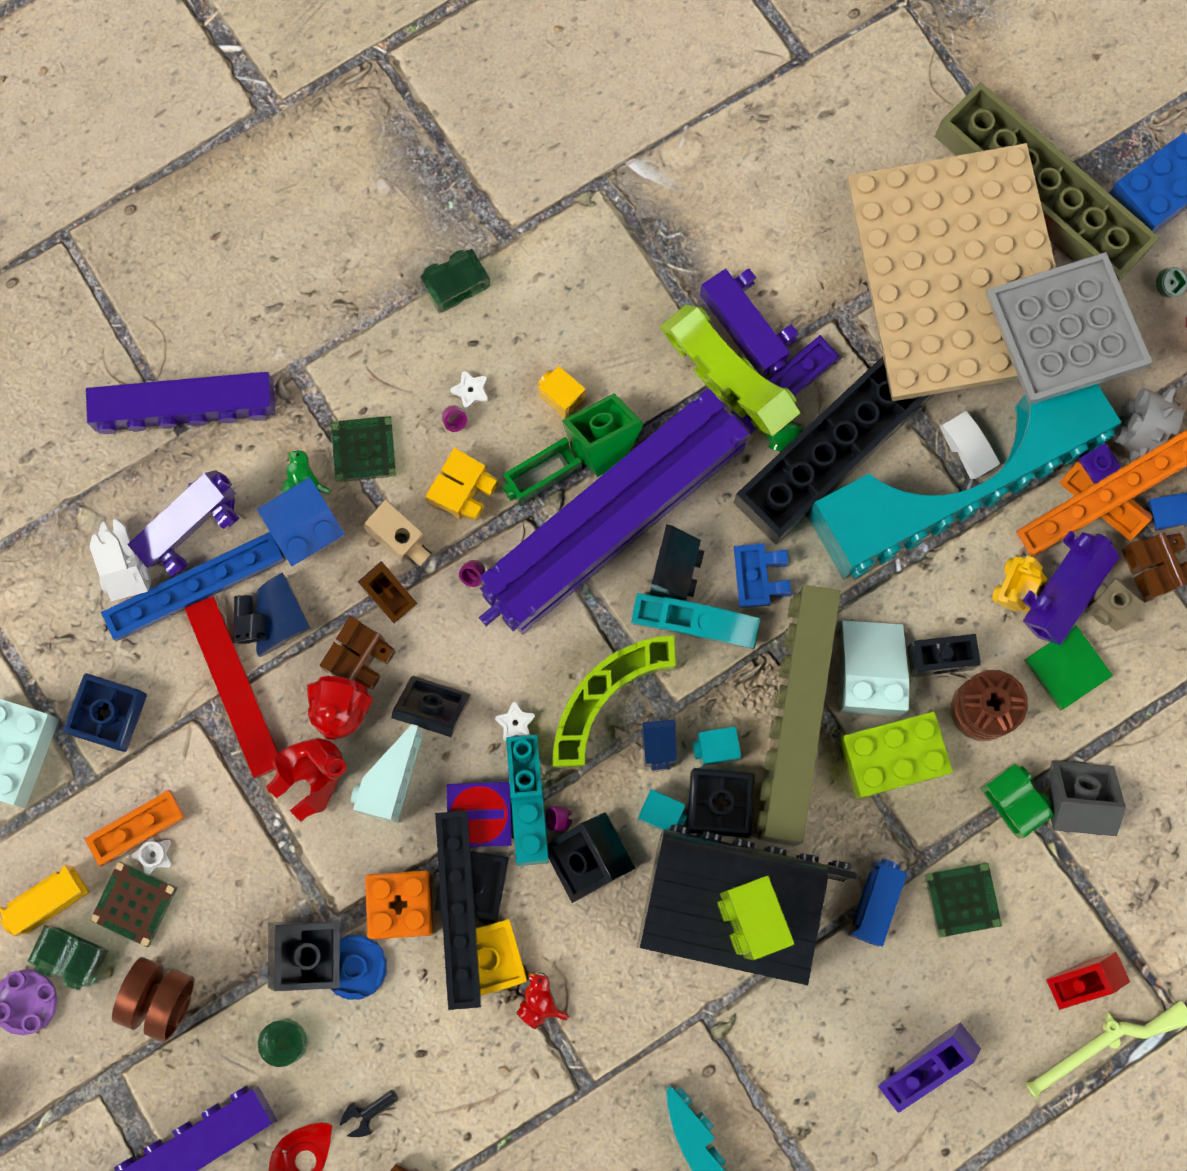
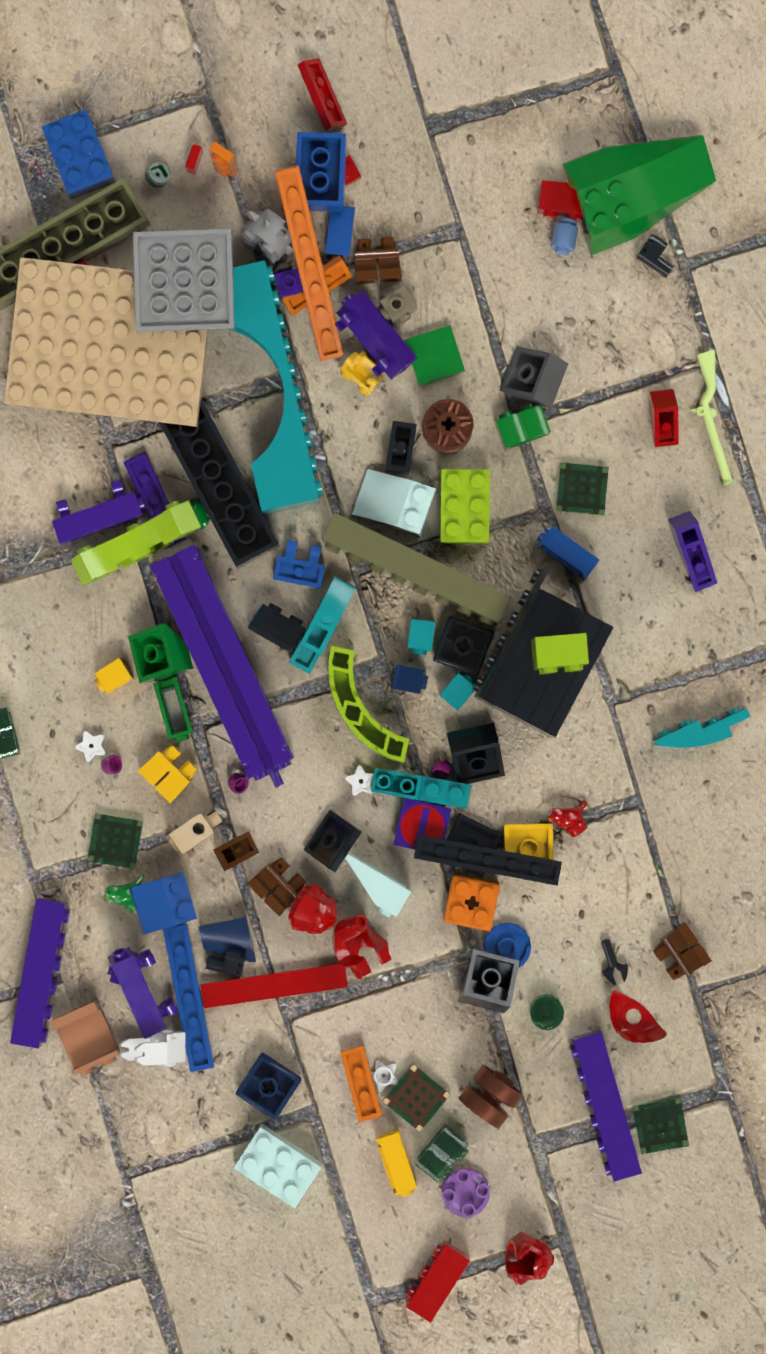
camera: 70 degrees left, 10 degrees up
(116, 479) = (86, 1037): none -> nougat panel
(970, 443) = (243, 374): white slope -> none

